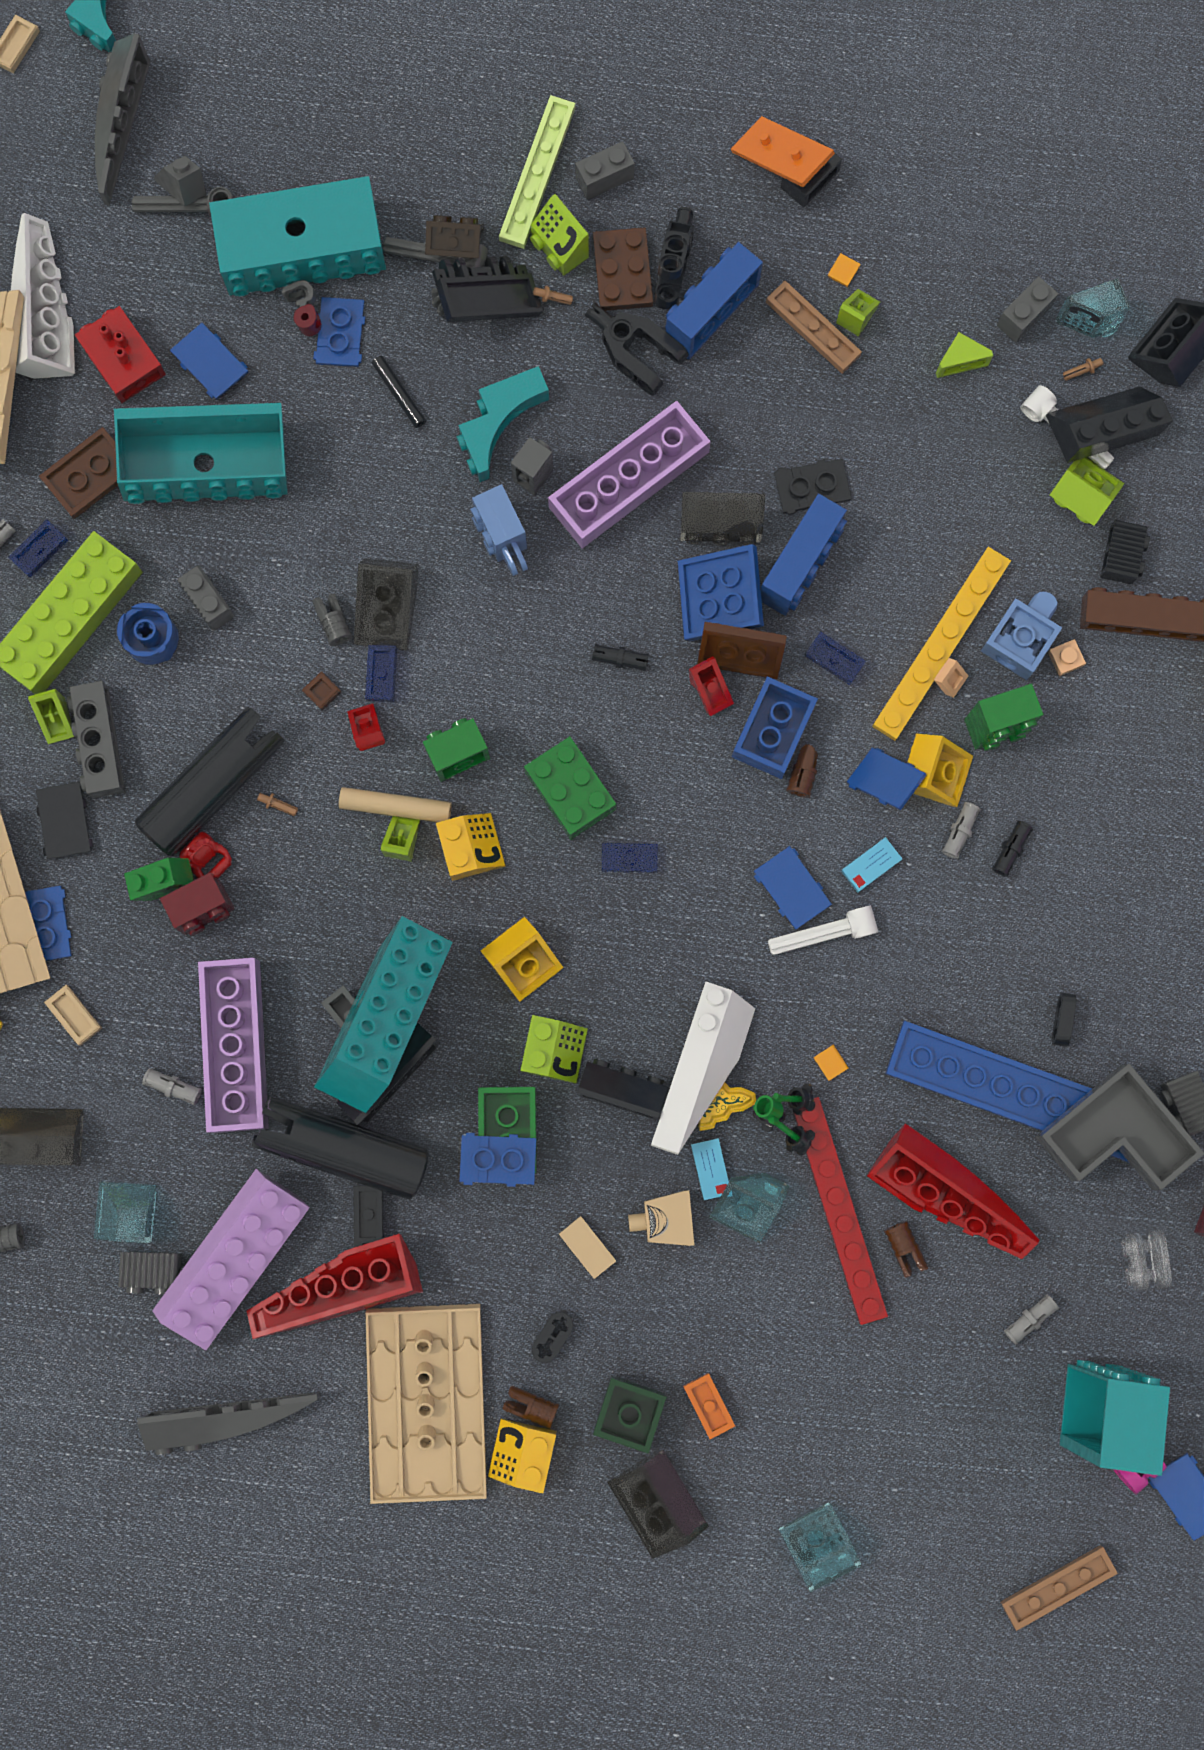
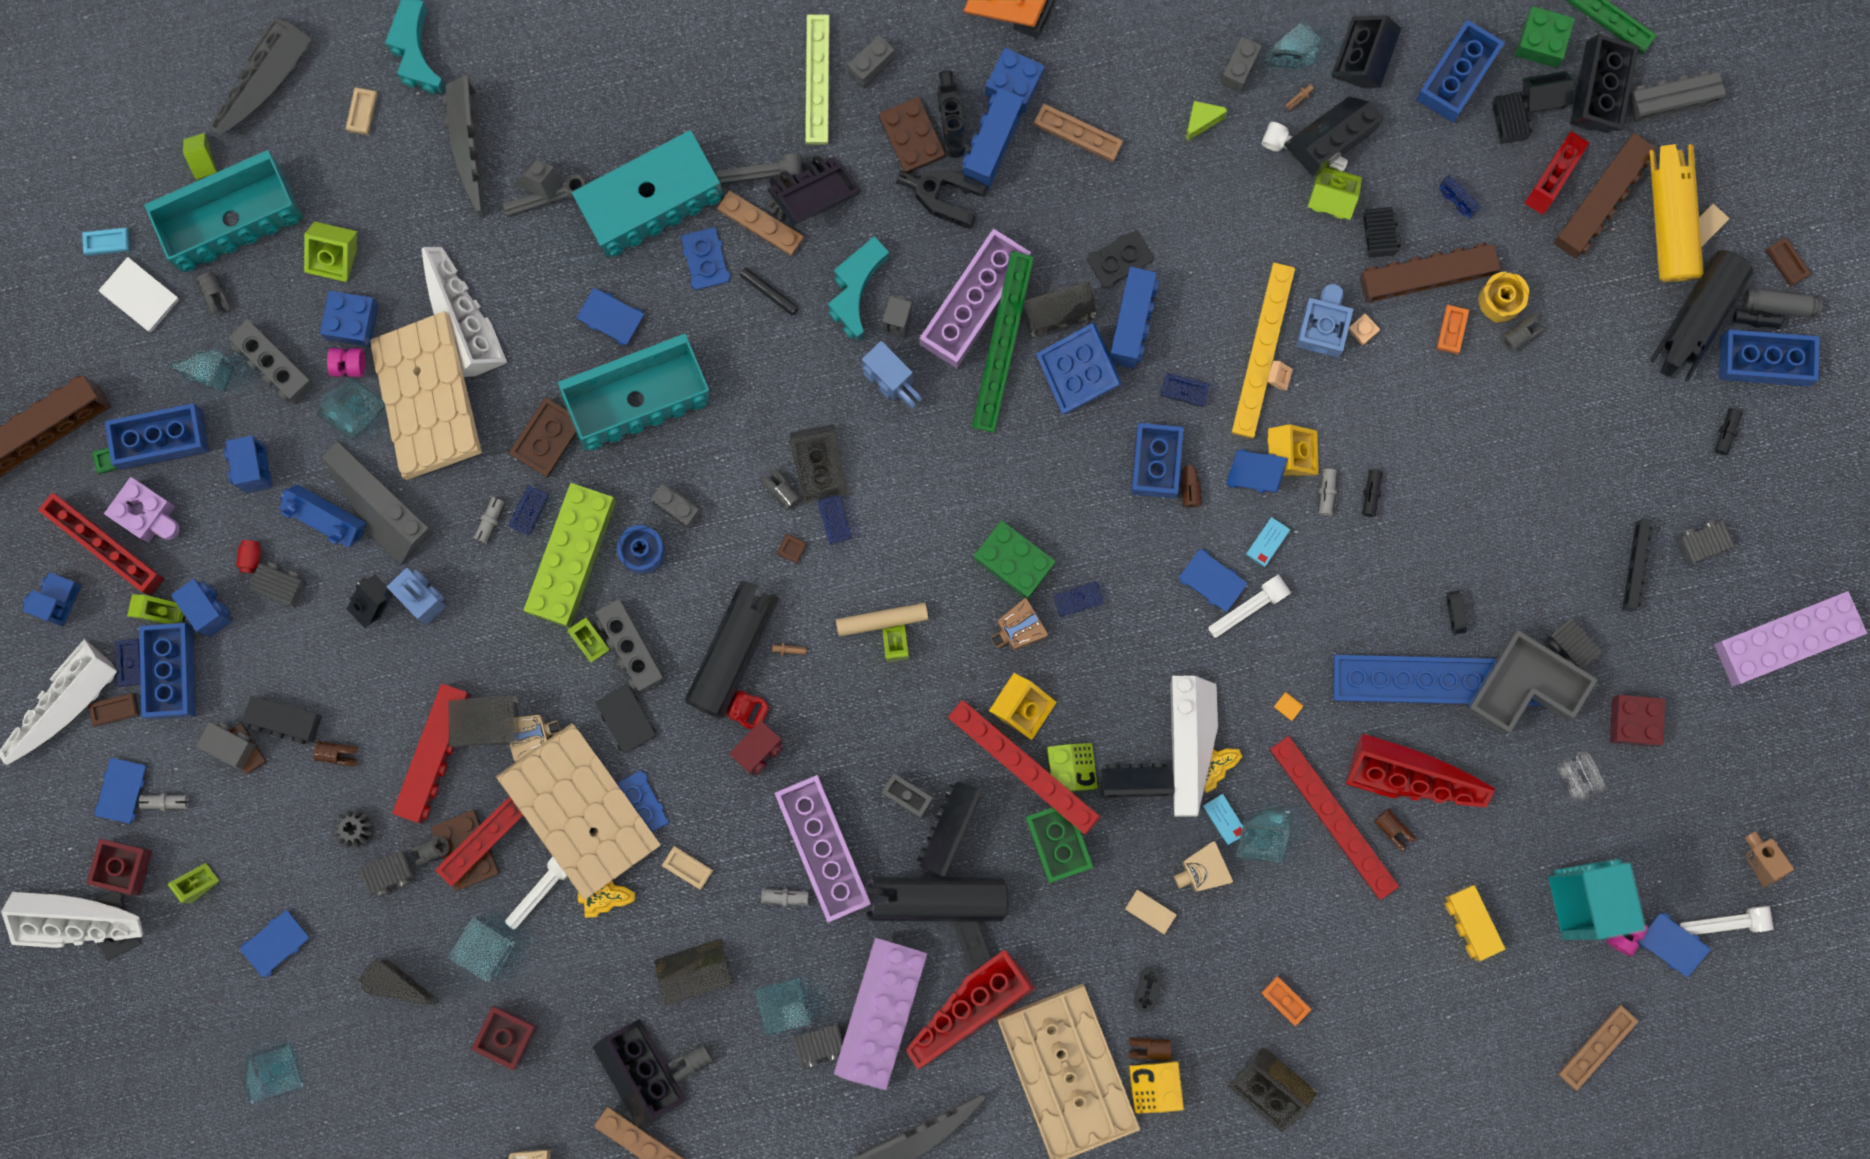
camera: 15 degrees left, 0 degrees up
(120, 354) = (538, 334): red piece -> none
(158, 879) = (719, 739): green brick -> none
(306, 315) = (676, 256): leg -> none
(366, 727) = (837, 565): red slope -> none
(383, 1015) = (934, 778): teal piece -> none
(416, 312) = (760, 223): none -> medium nougat plate
(453, 238) = (772, 154): dark brown bracket -> none
(456, 749) = (916, 559): green brick -> none
(470, 845) = (951, 631): yellow slope -> none
(497, 1160) = (1060, 867): blue piece -> none
(500, 1034) = (1024, 767): none -> red plate
(547, 294) = (858, 175): medium nougat piece -> none
(549, 867) = (1019, 627): none -> medium nougat torso
(560, 236) = (854, 127): lime slope -> none
(620, 657) = (1017, 444): black pin -> none
(629, 1414) = (1228, 1027): dark green brick -> none
(643, 533) = (1002, 341): none -> green tile
(710, 686) = (1096, 444): red slope -> none
(742, 649) = (1110, 408): reddish brown plate -> none
(766, 238) = (1015, 75): none -> blue brick
(771, 1113) = (1256, 758): plant -> none
(820, 1547) = (1407, 1079): clear light blue slope -> none
(843, 270) = (1085, 79): light orange piece -> none
(857, 311) = (1108, 109): lime slope -> none
(961, 1390) = (1474, 923): none -> yellow brick
(1003, 717) = (1332, 394): green brick -> none
(1031, 1319) = (1508, 851): light grey pin -> none
(1170, 691) = (1452, 329): none -> orange plate

